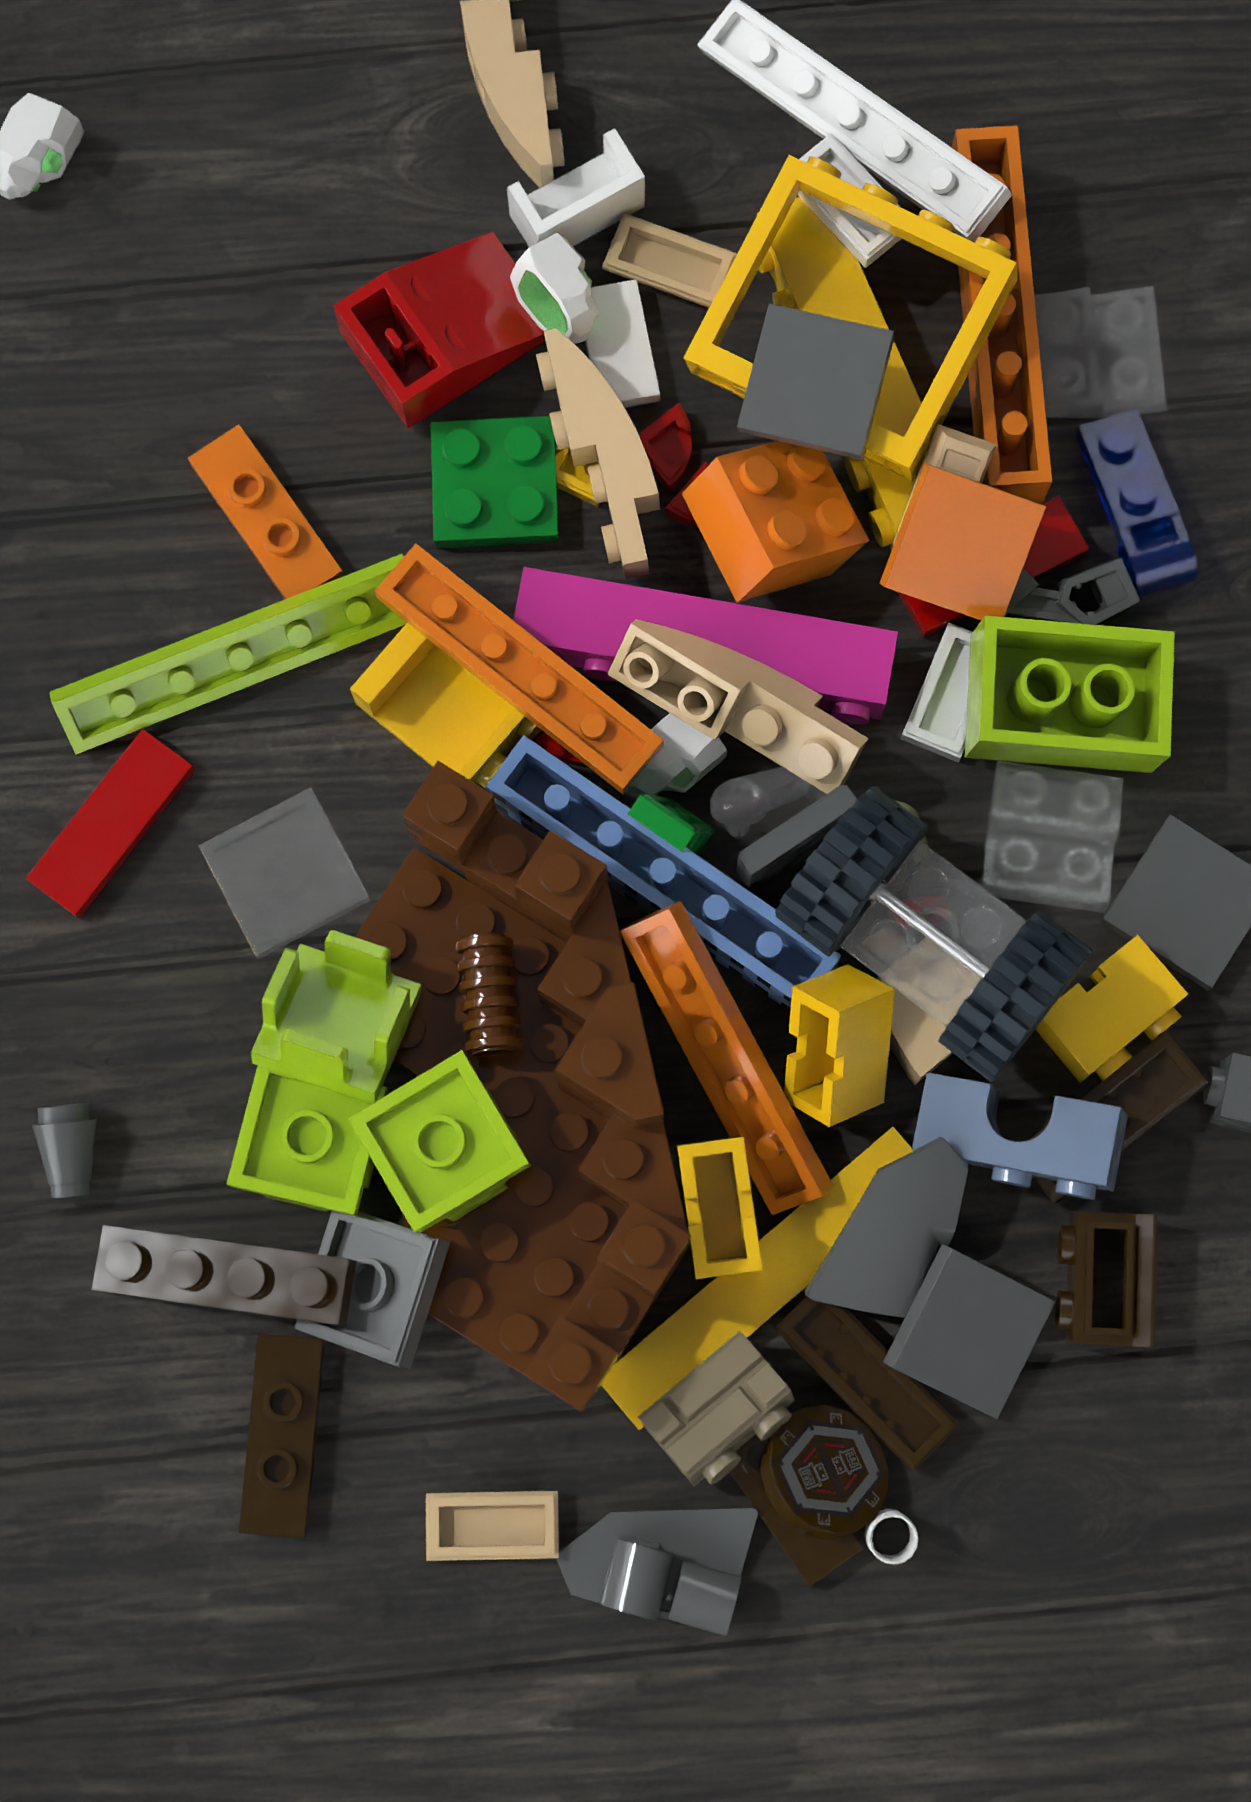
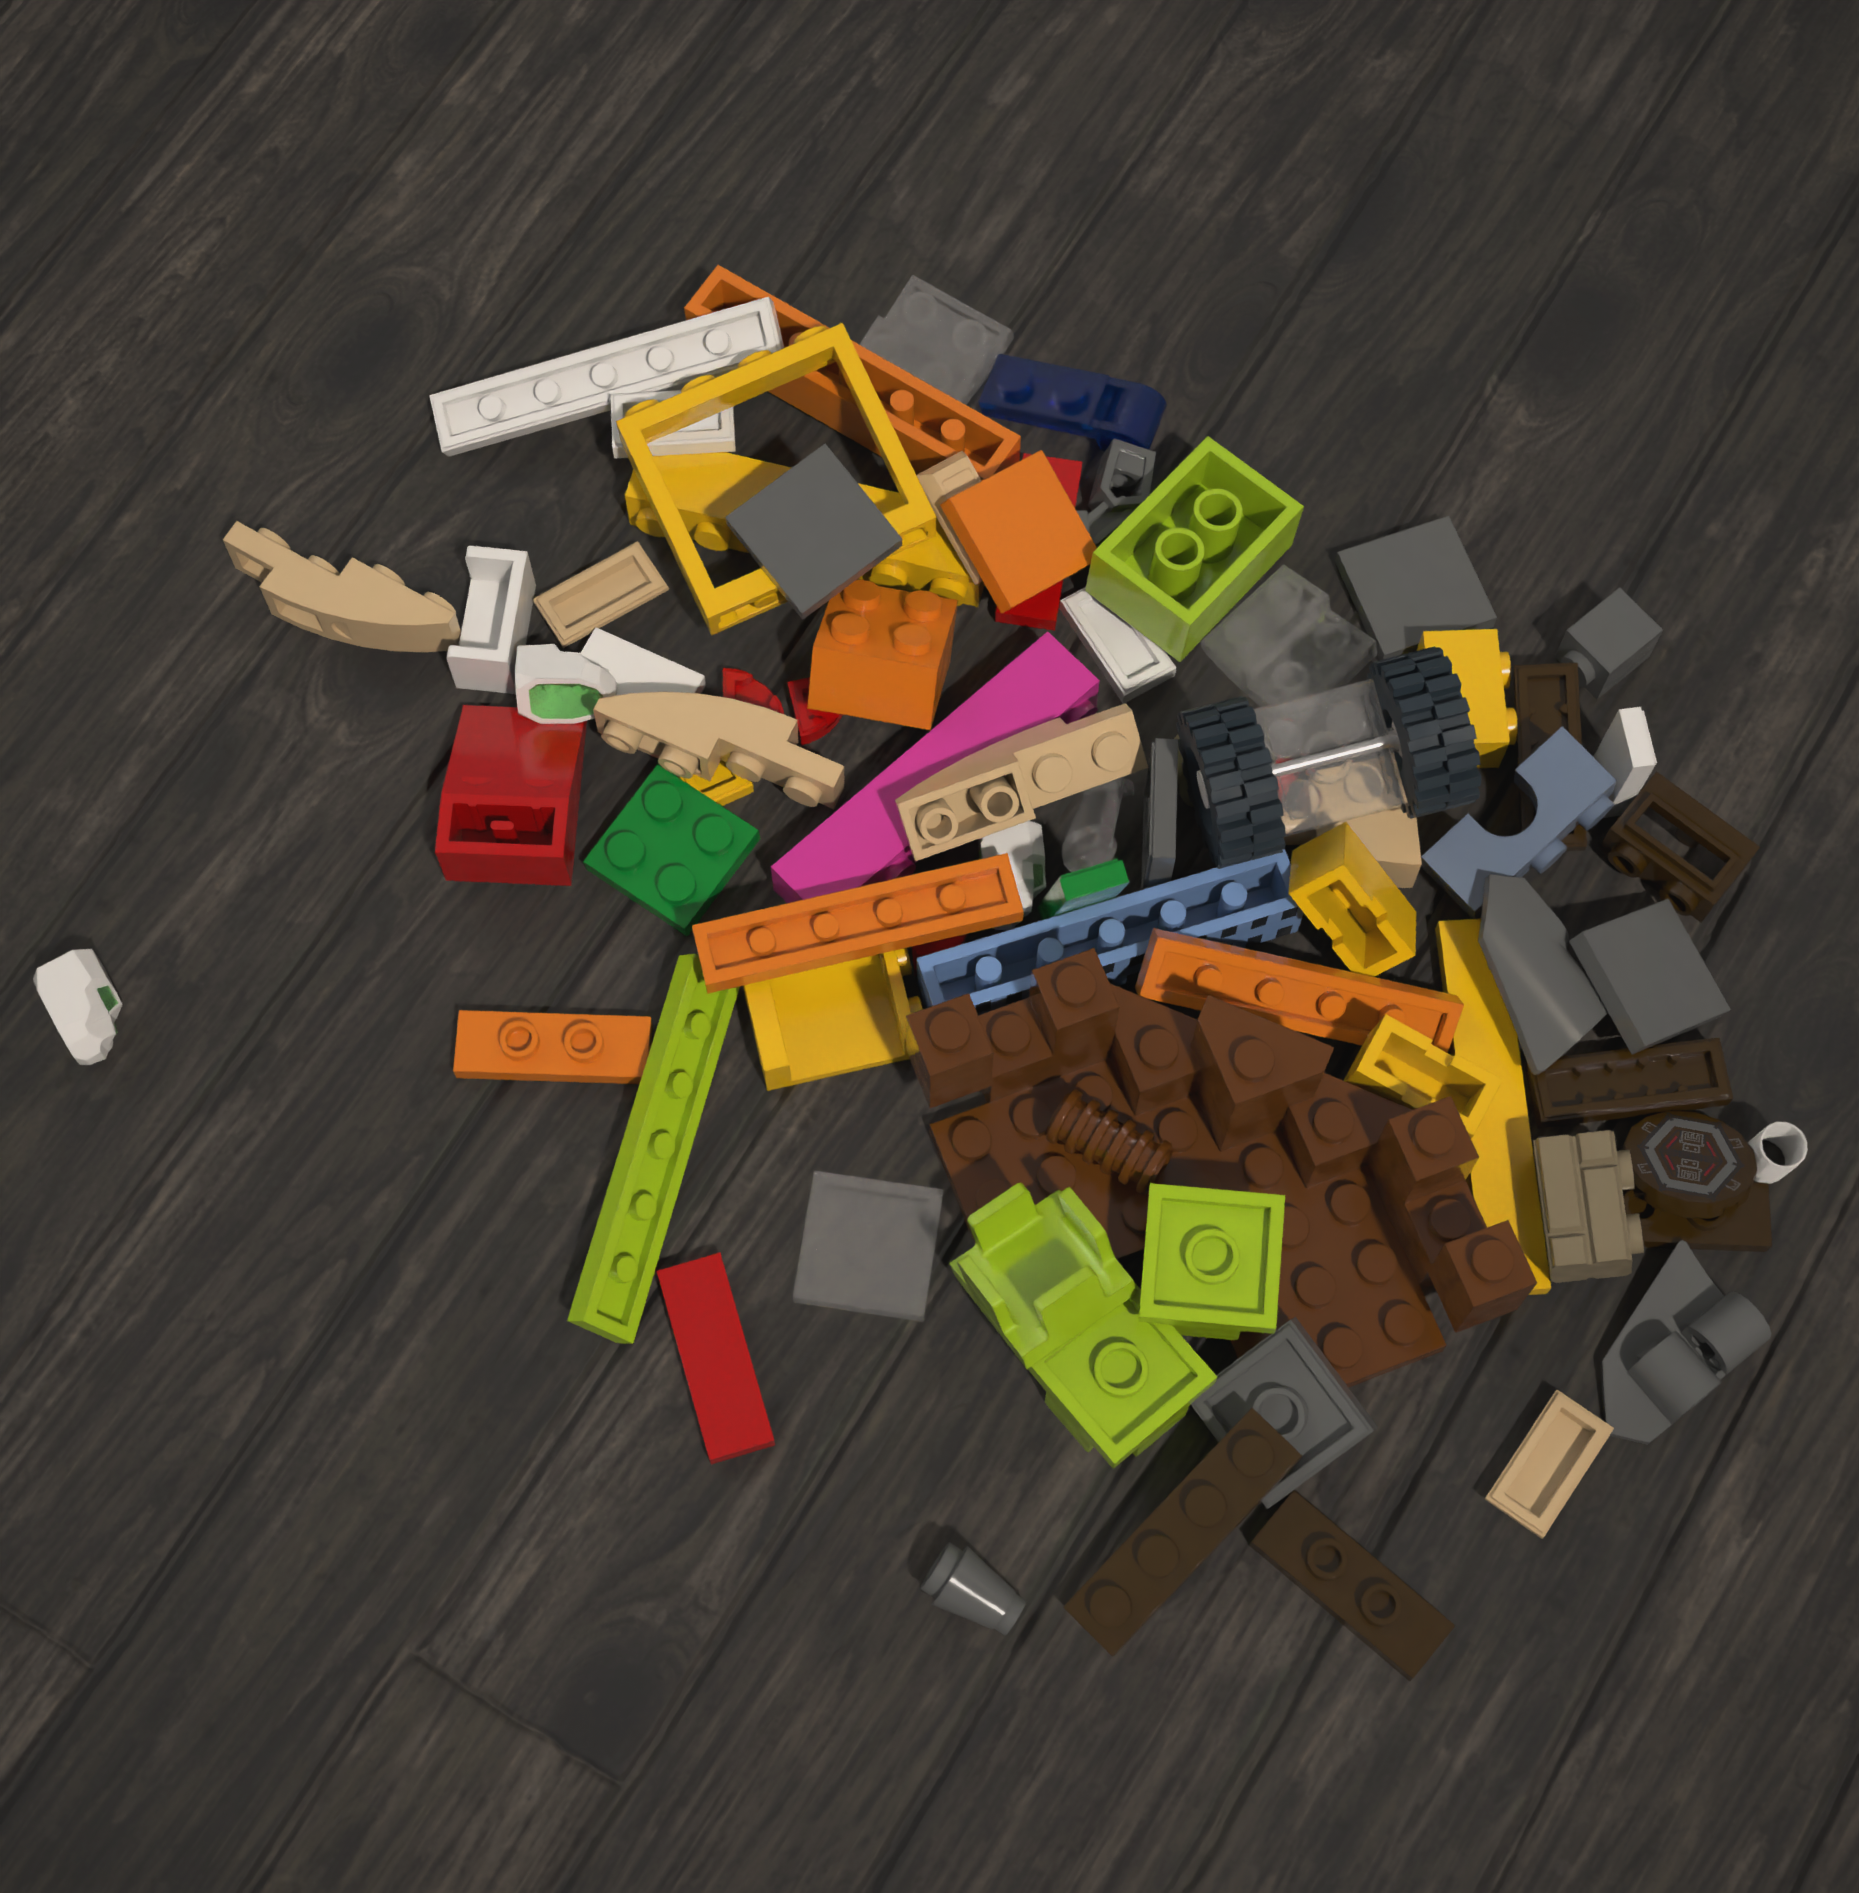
camera: 55 degrees left, 10 degrees down
(1144, 1181) = (1627, 756): none -> white tile

